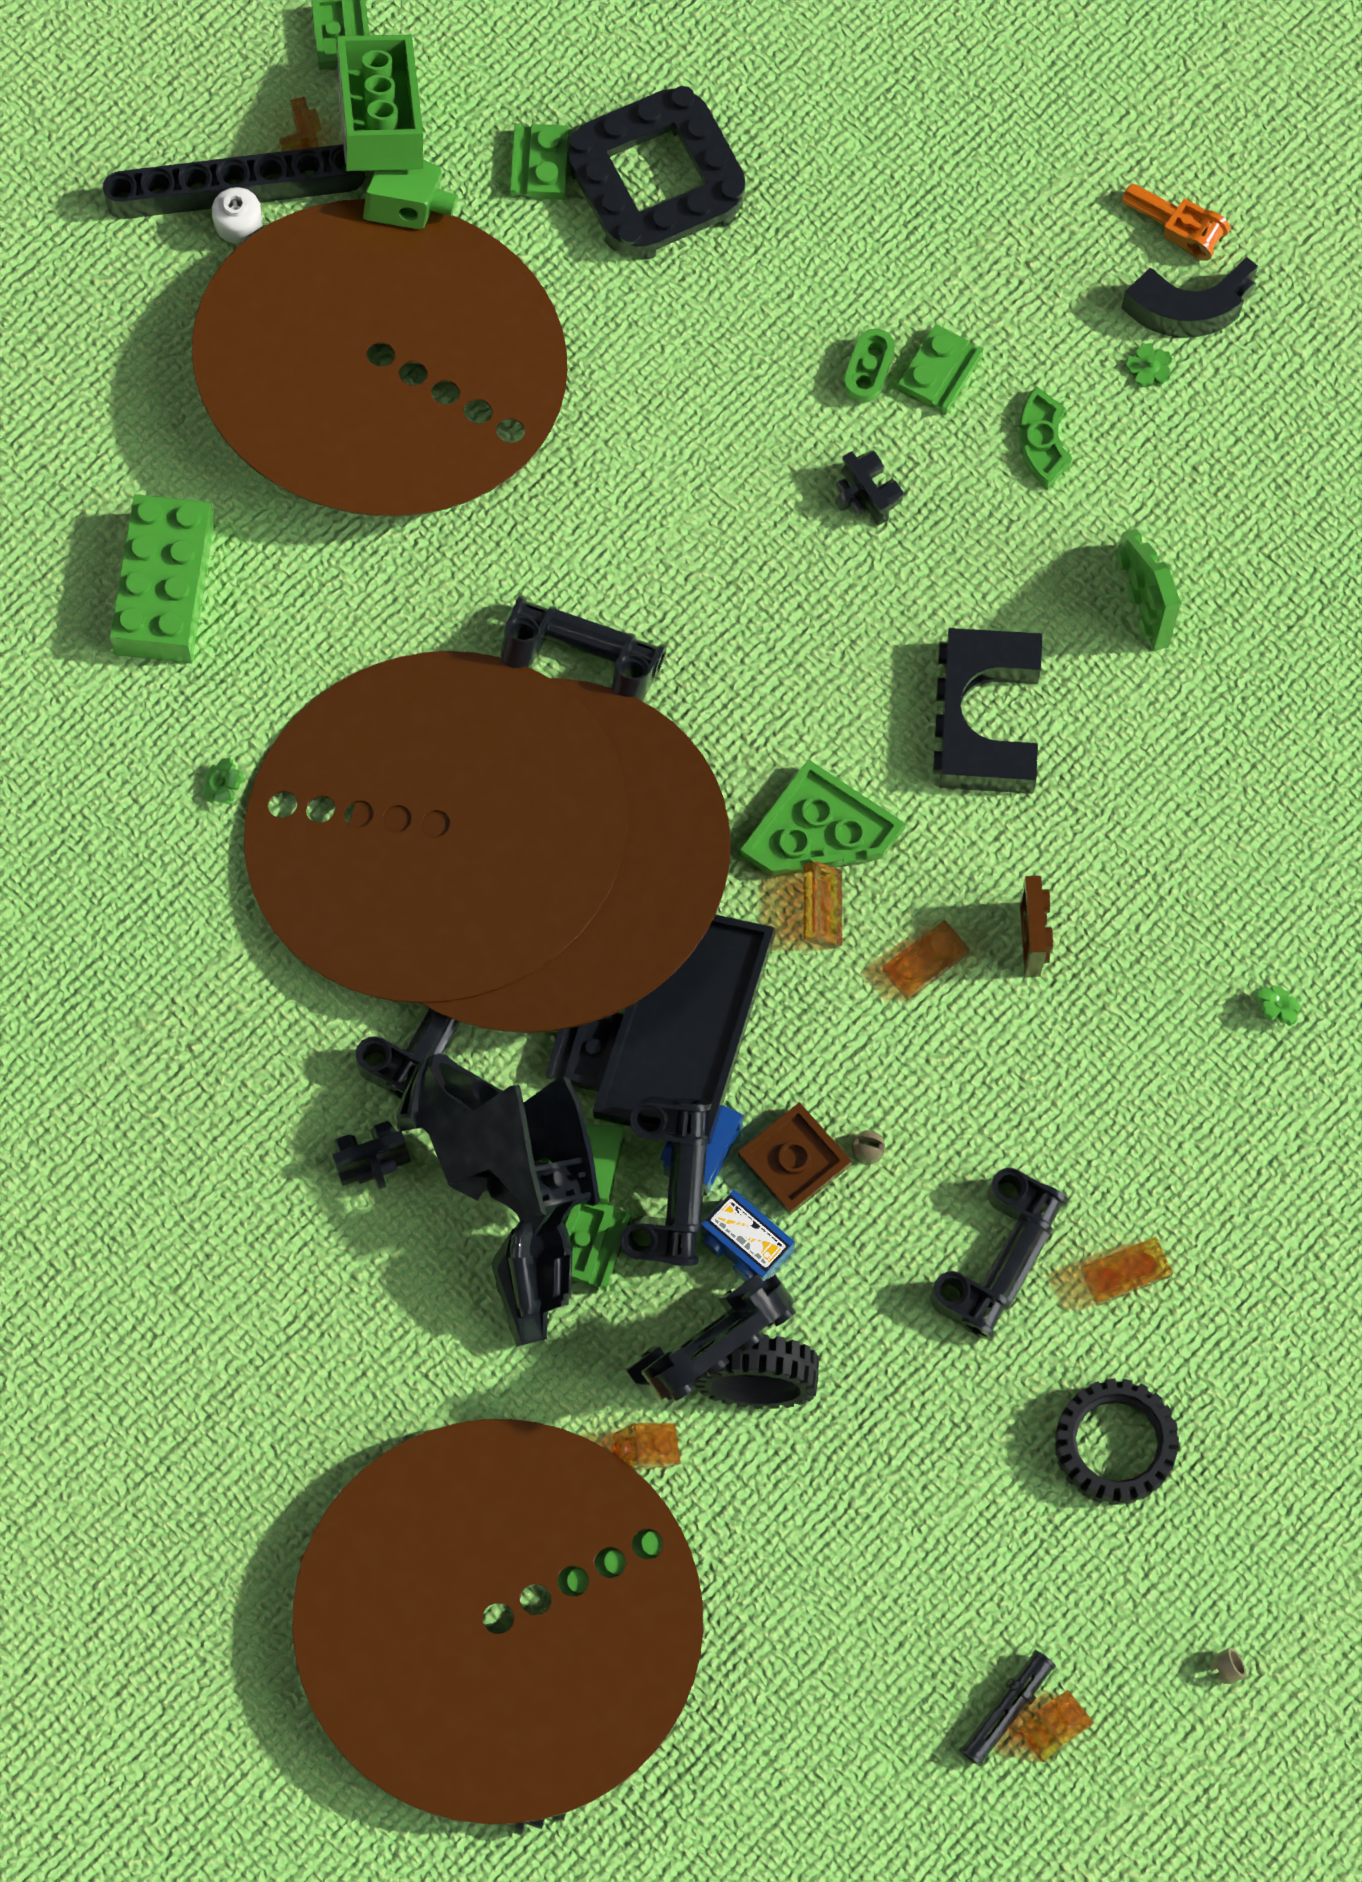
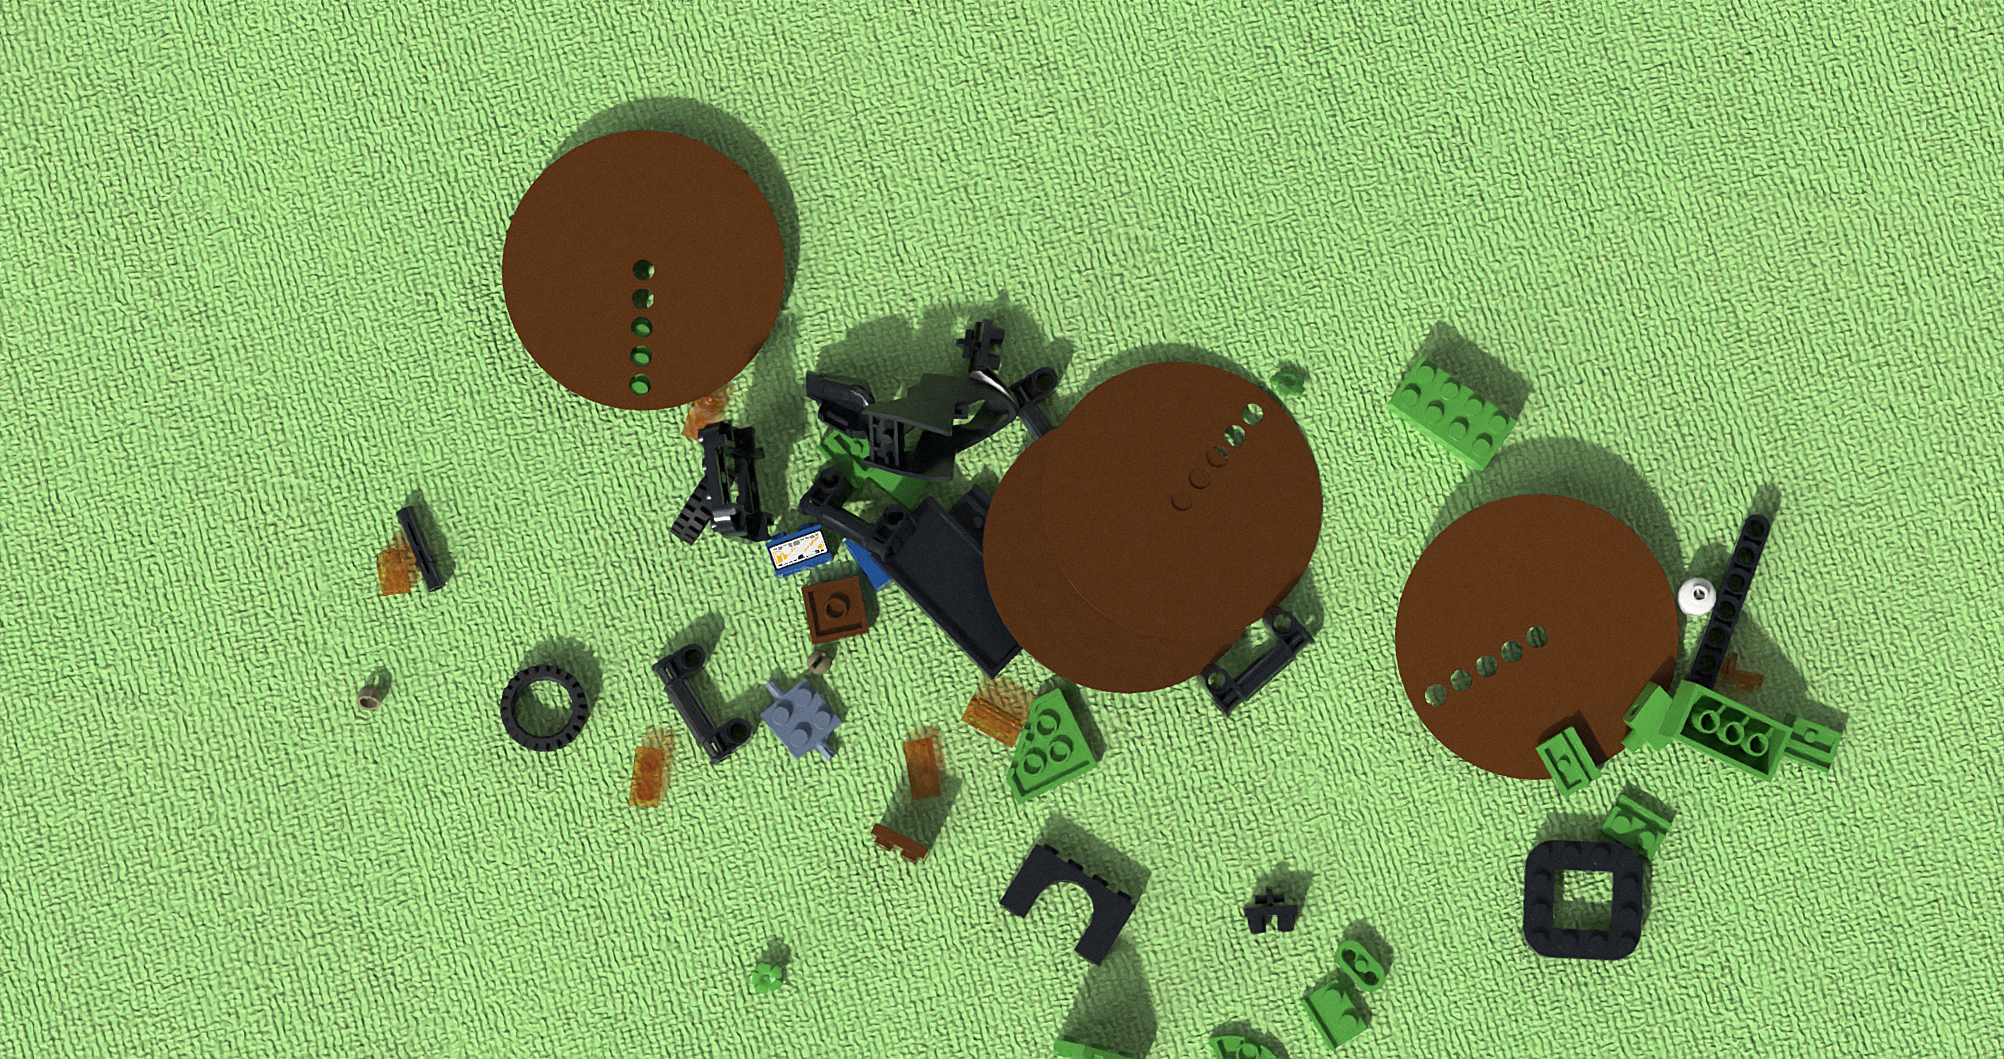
camera: 120 degrees right, 10 degrees up
(506, 260) = (1567, 761): none -> bright green plate
(949, 1130) = (800, 719): none -> sand blue plate

